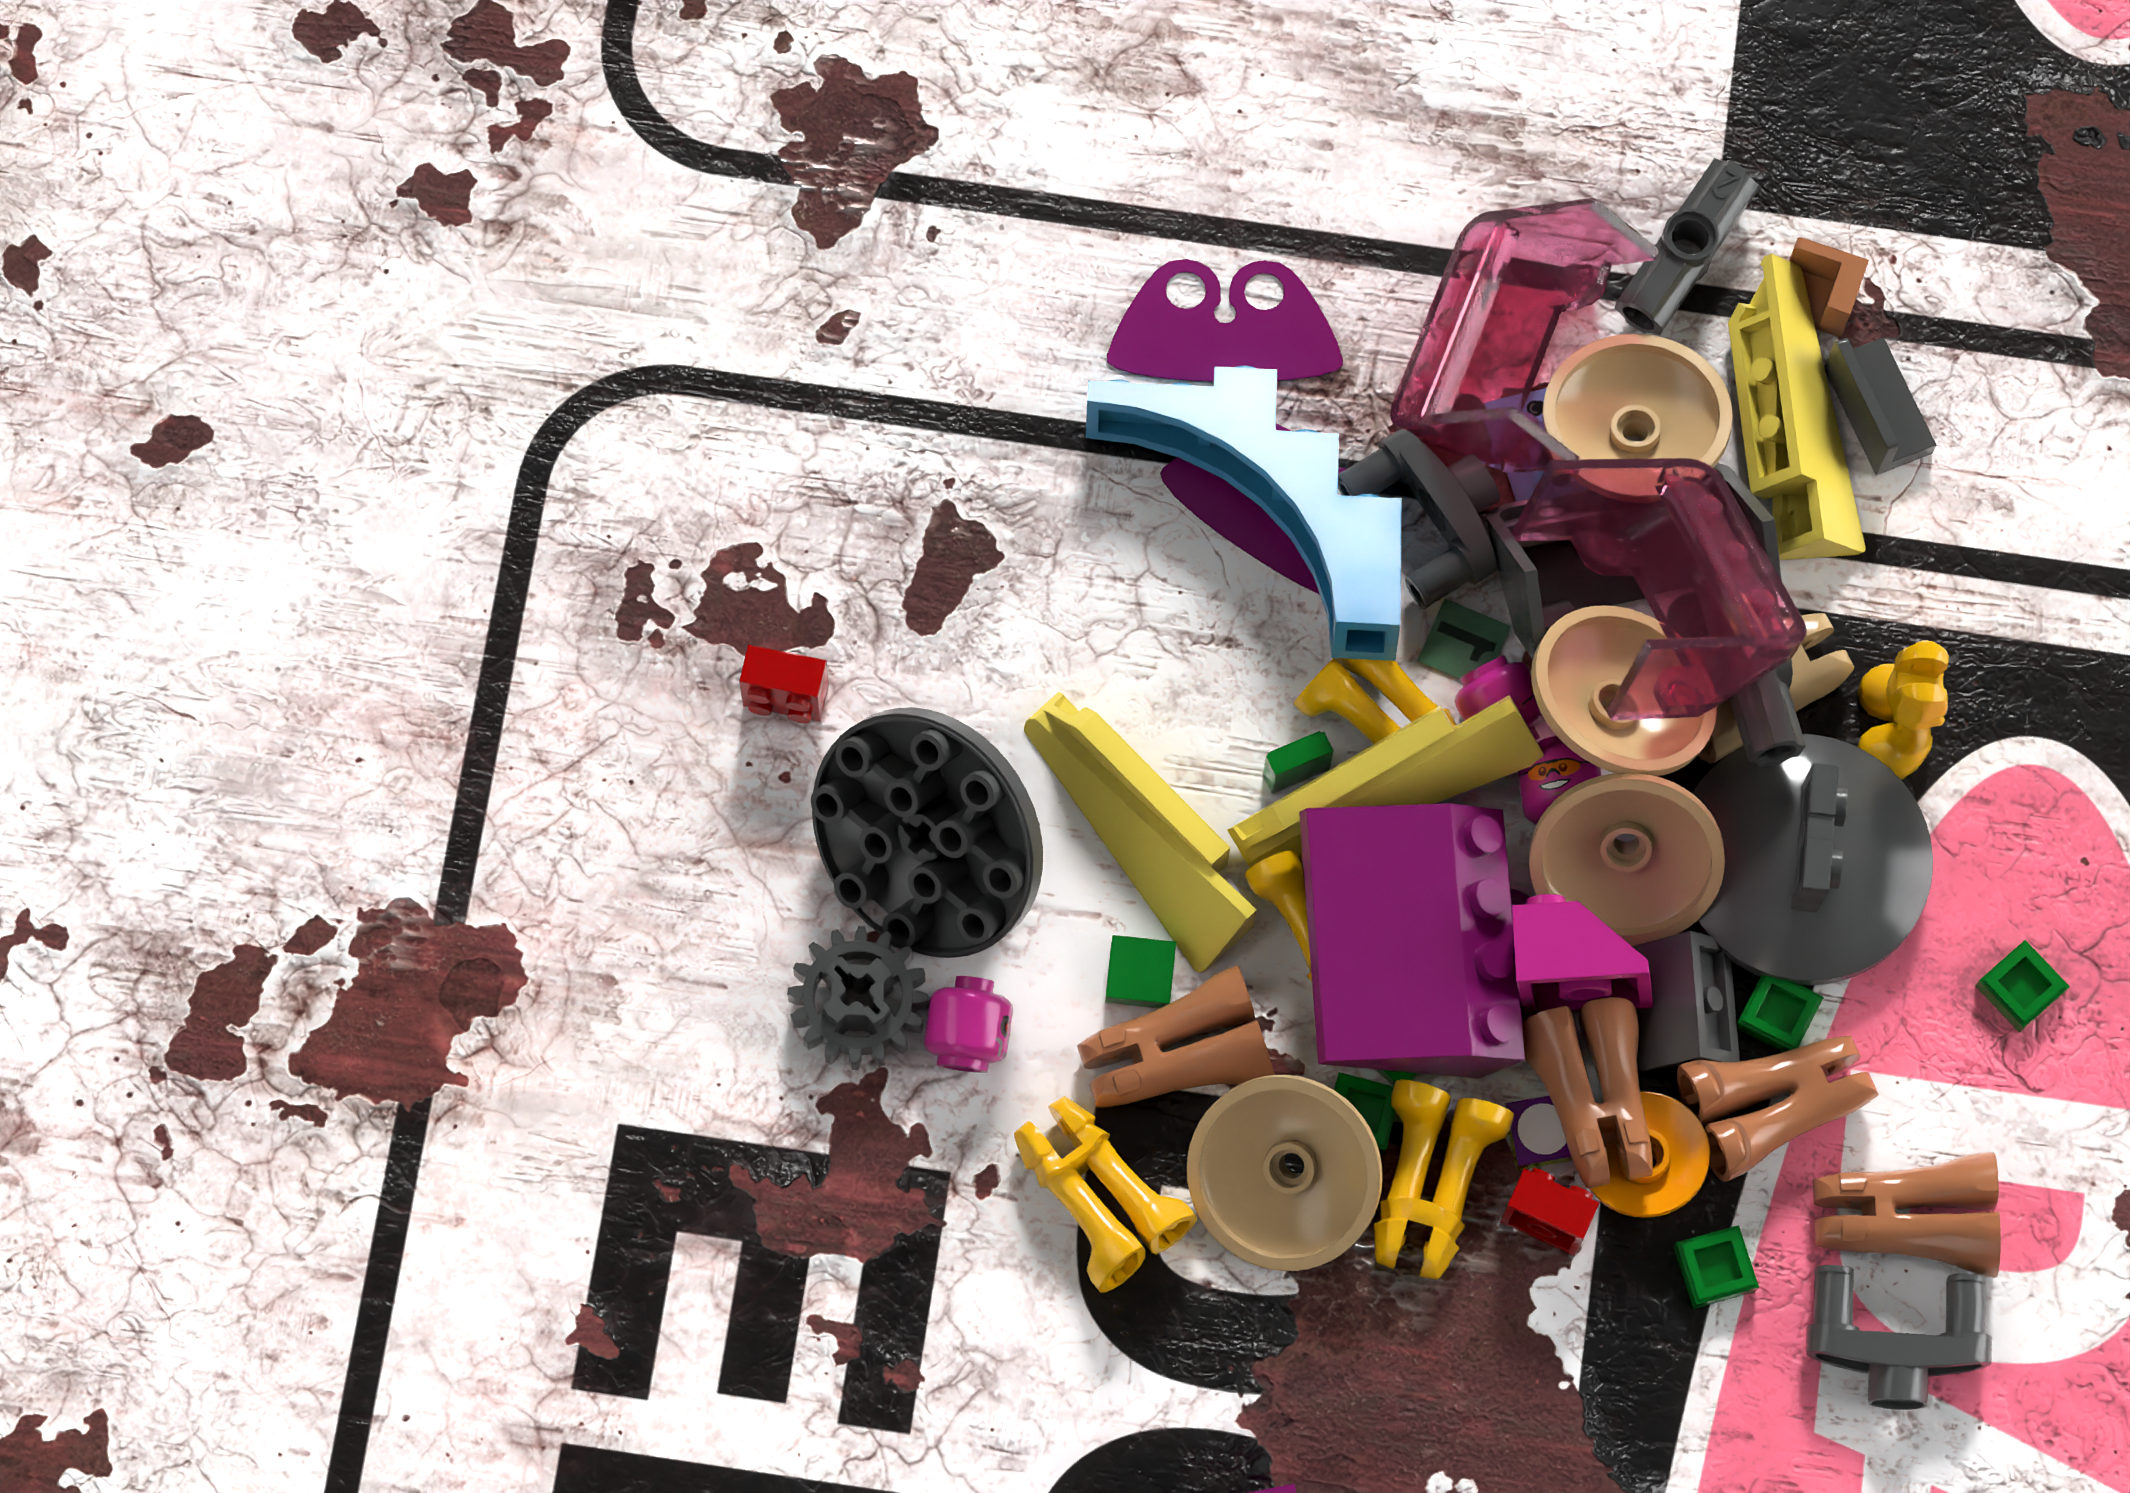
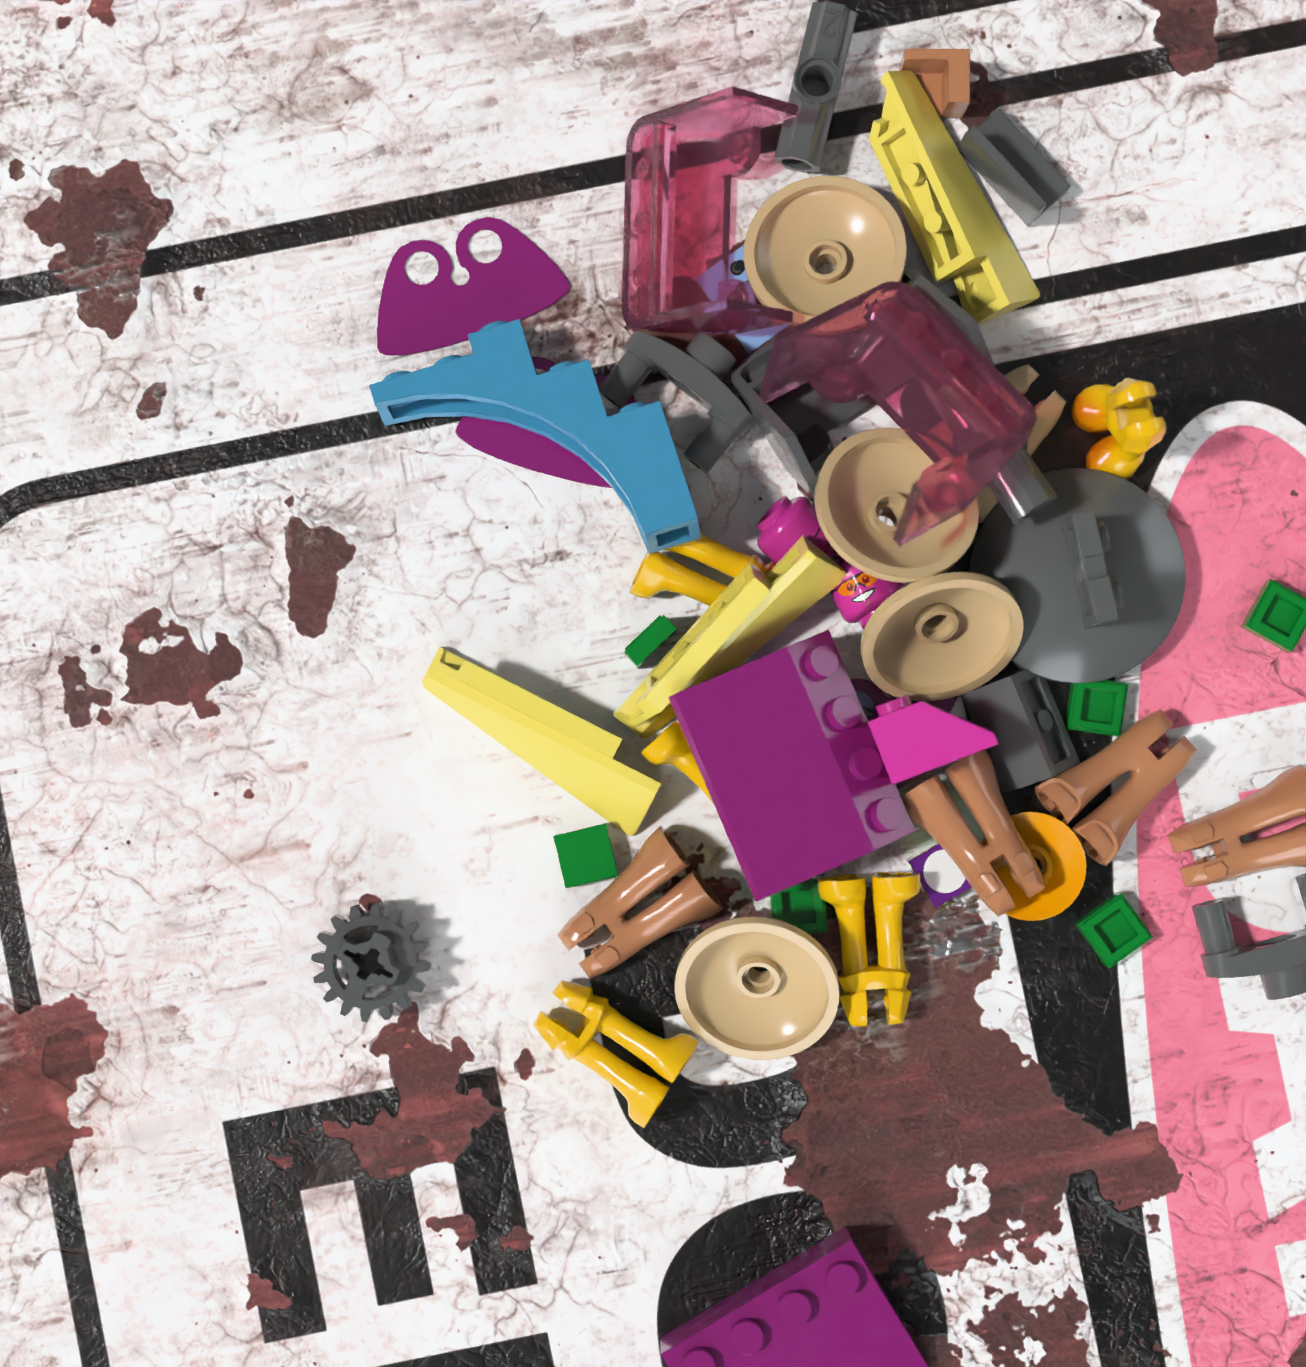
camera: 15 degrees left, 15 degrees up
(783, 684) = (226, 724): red piece -> none
(928, 830) = (378, 812): dark grey bracket -> none
(968, 1025) = (466, 952): dark pink head -> none
(1462, 640) = (746, 487): clear green sticker -> none
(1550, 1210) = (977, 941): red piece -> none

